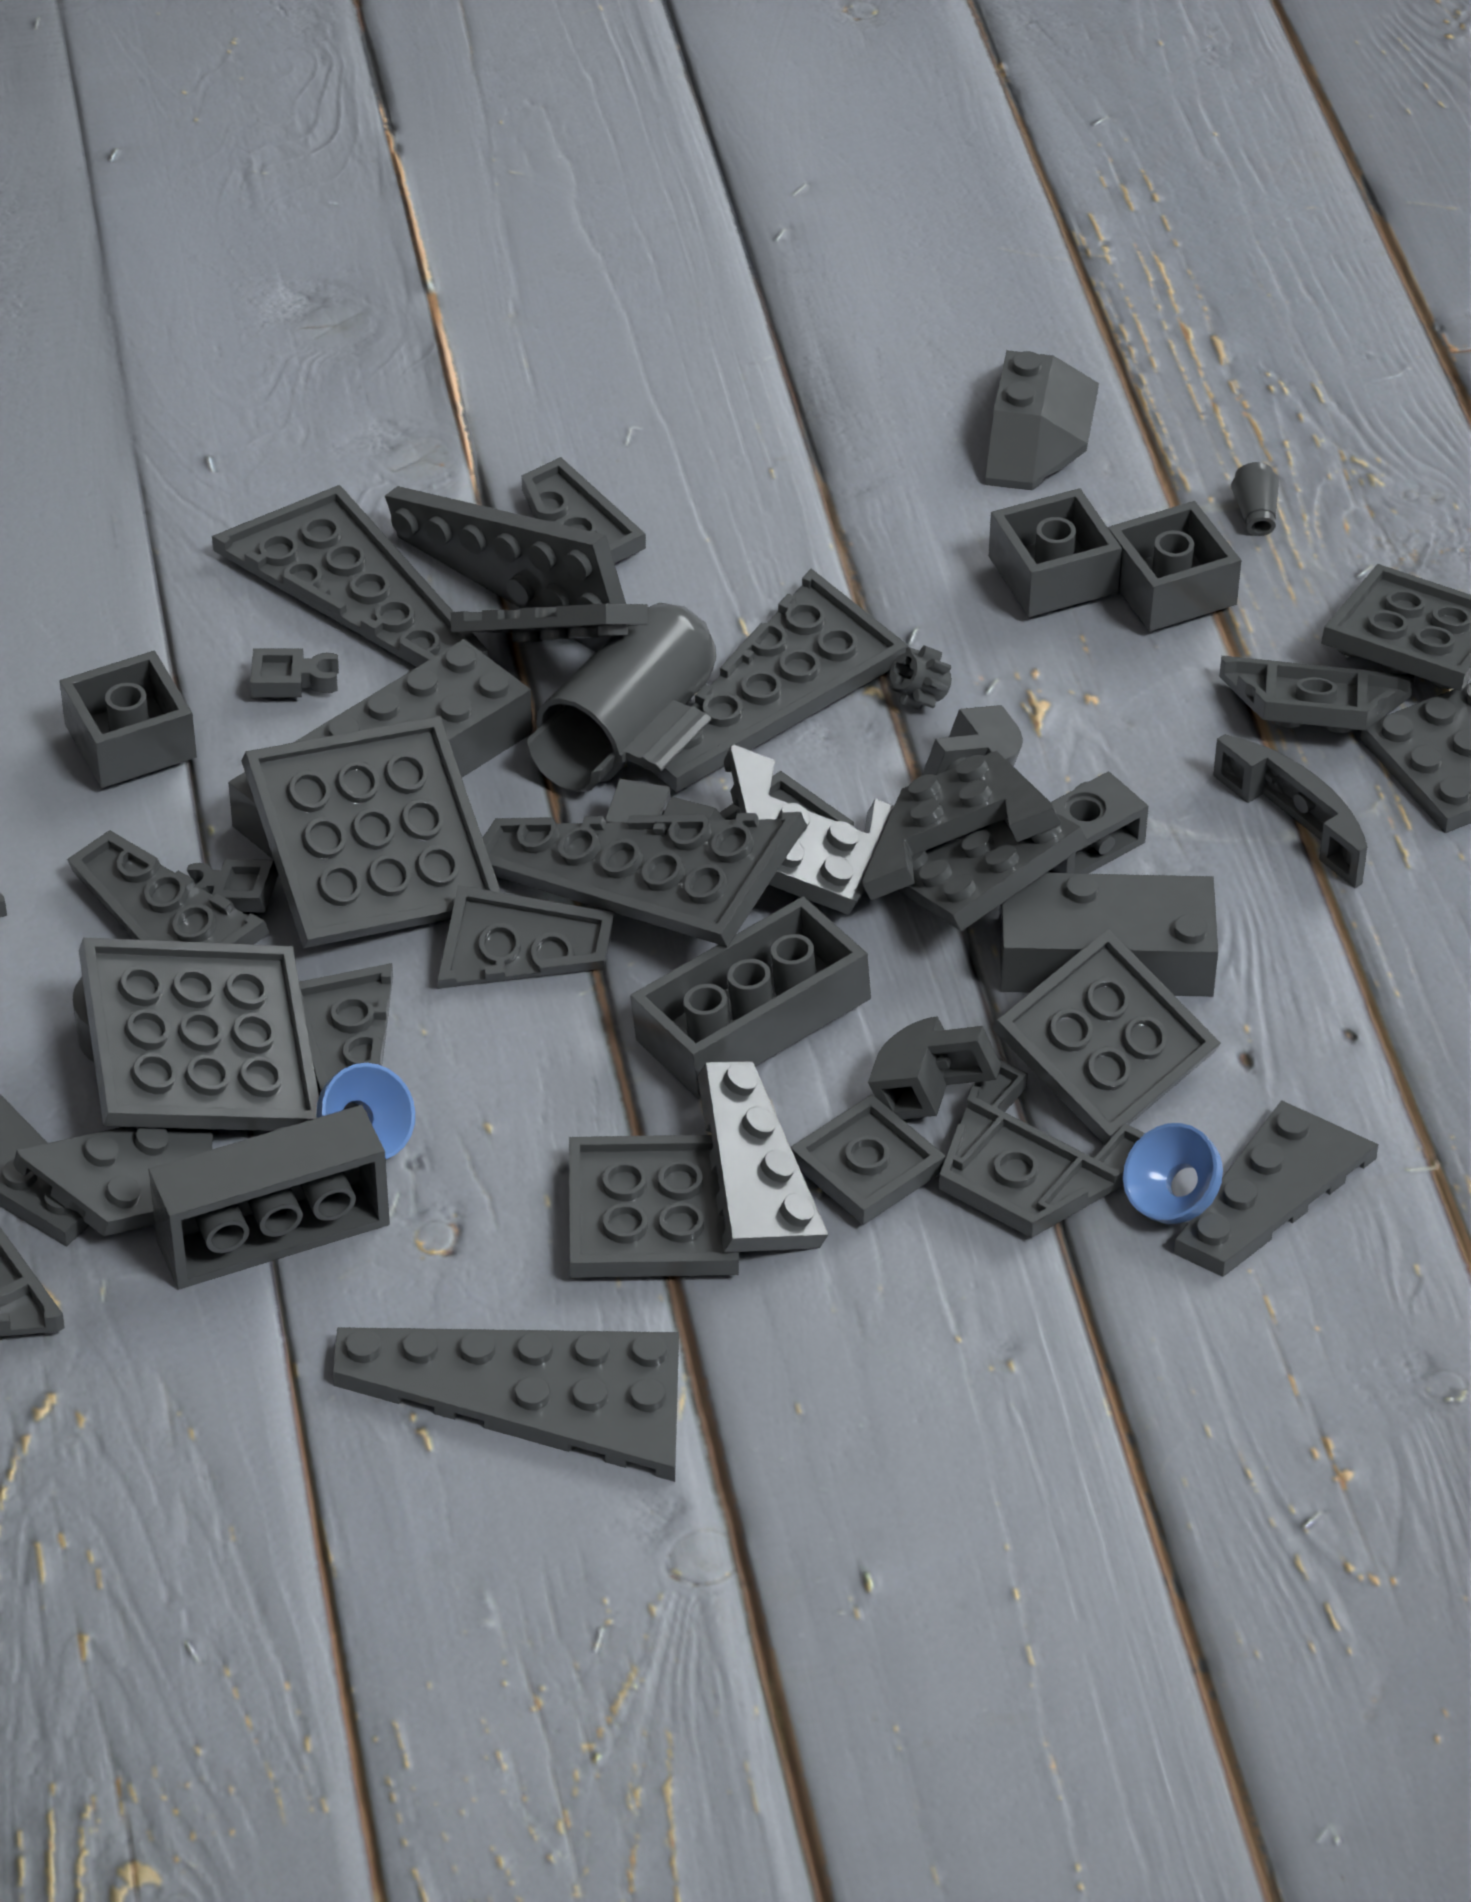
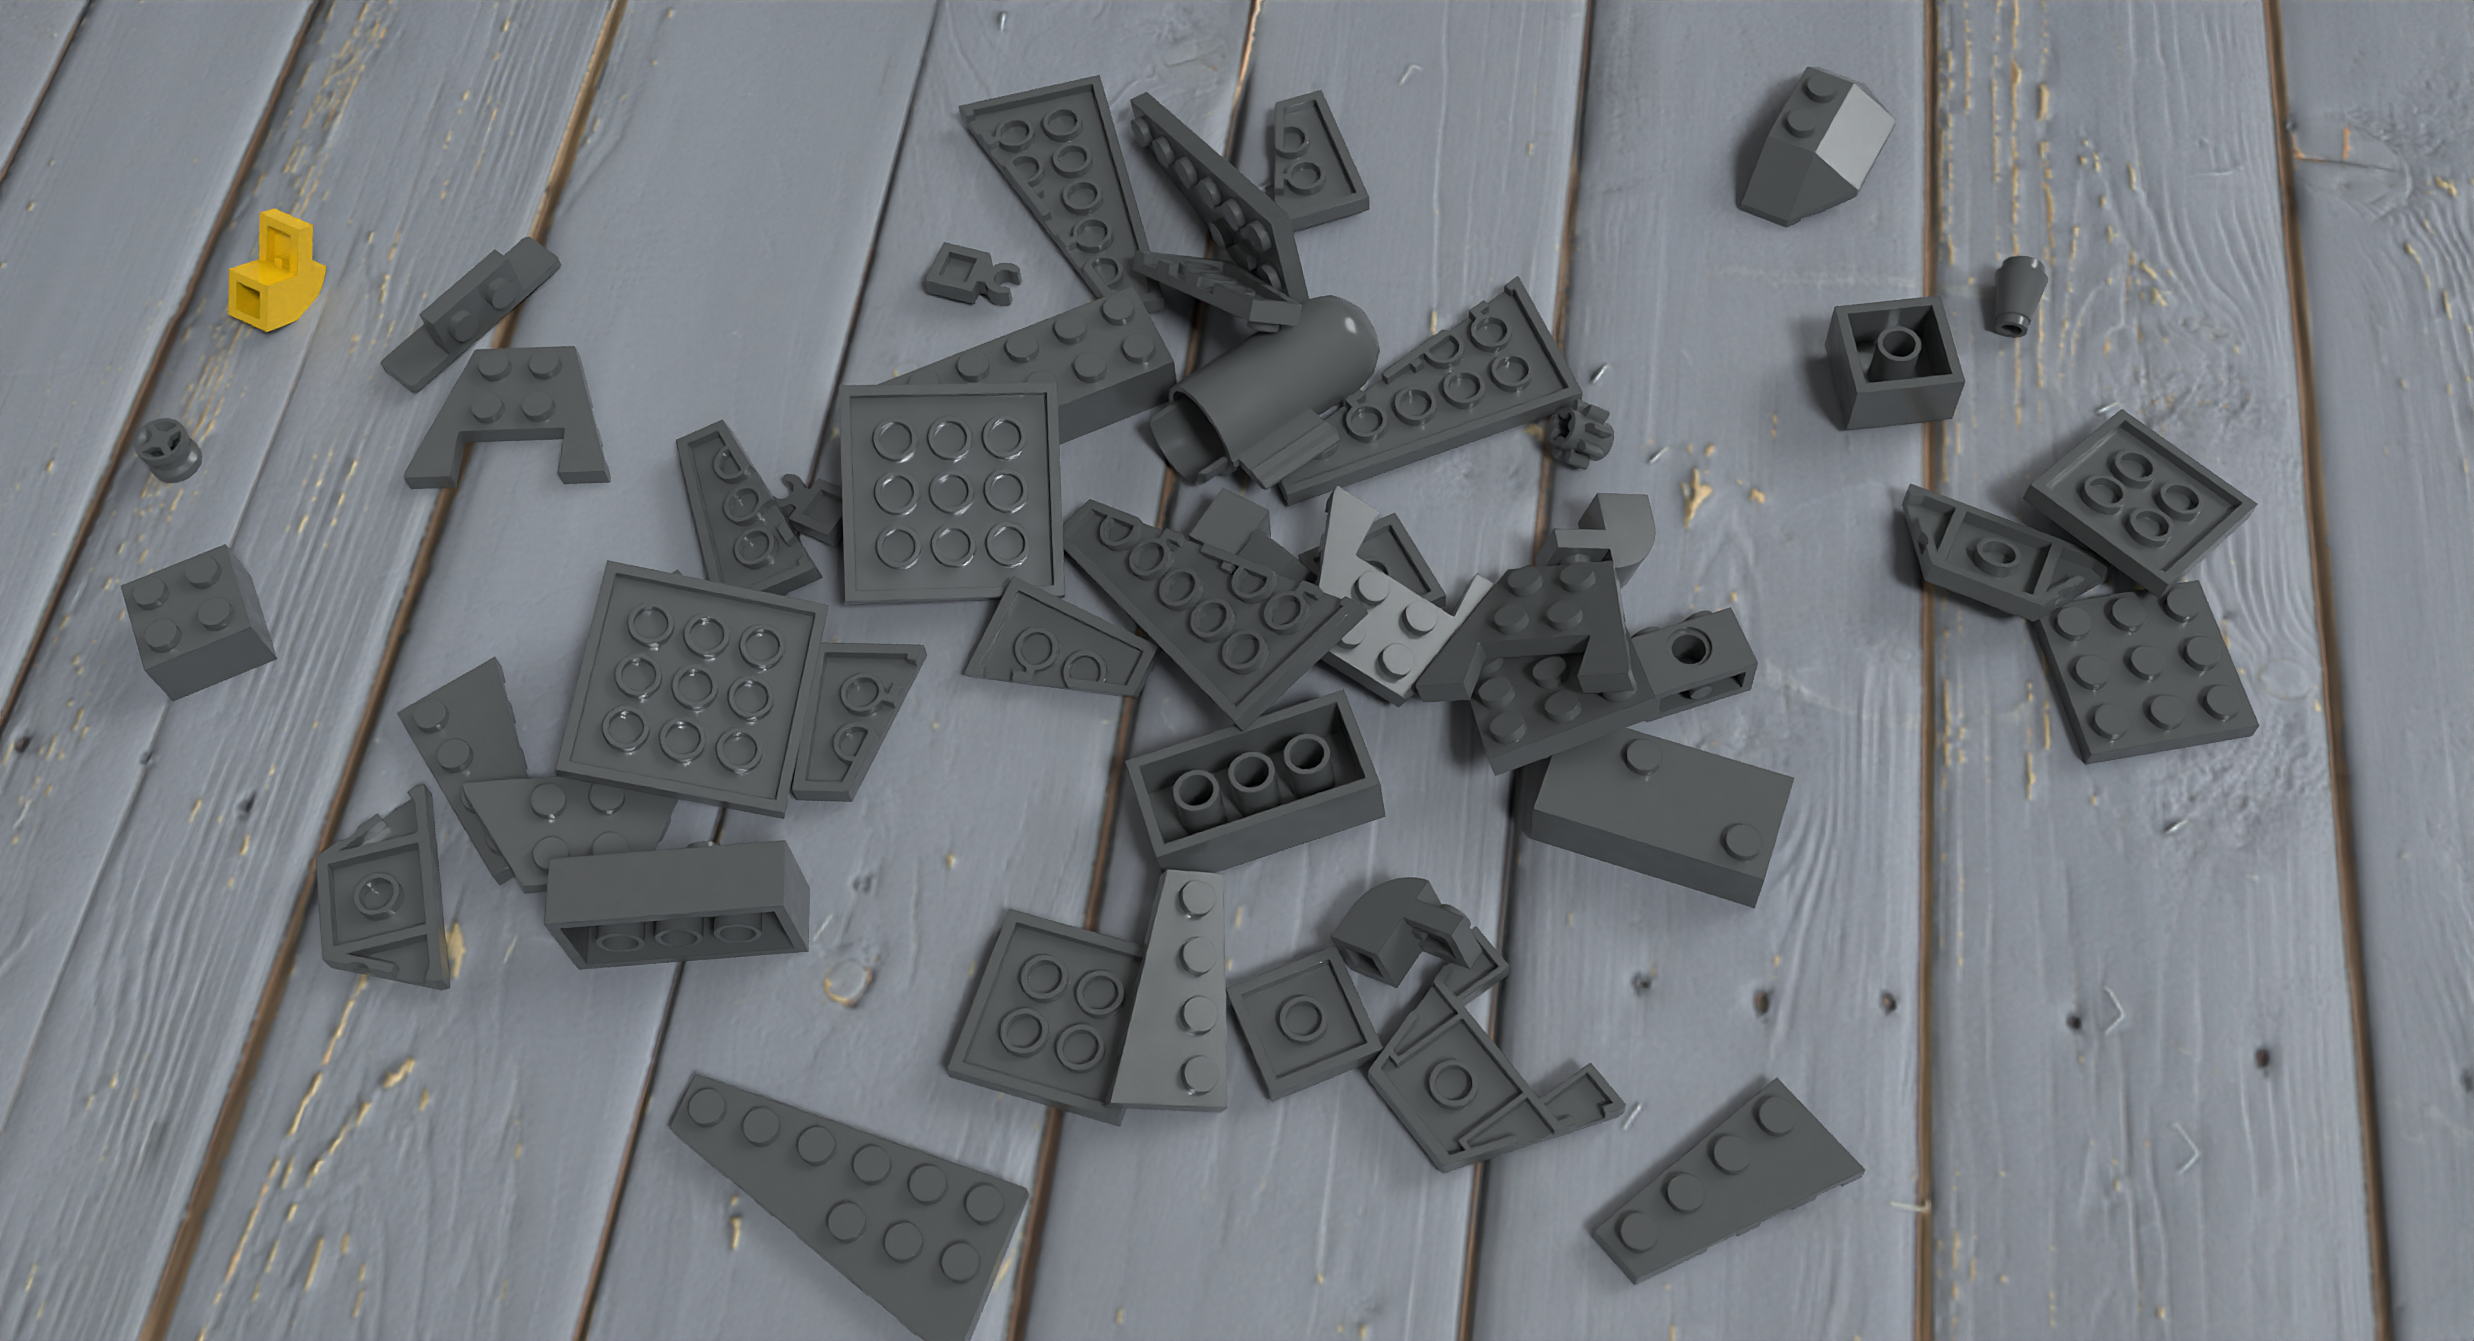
camera: 25 degrees right, 15 degrees up
(128, 718) = (791, 296): dark grey brick -> none
(382, 1096) = (839, 847): medium blue piece -> none
(1054, 552) = (1774, 317): dark grey brick -> none
(1106, 1036) = (1607, 949): dark grey plate -> none
(1158, 1159) = (1591, 1149): medium blue piece -> none
(1258, 770) = (1898, 638): dark grey slope -> none

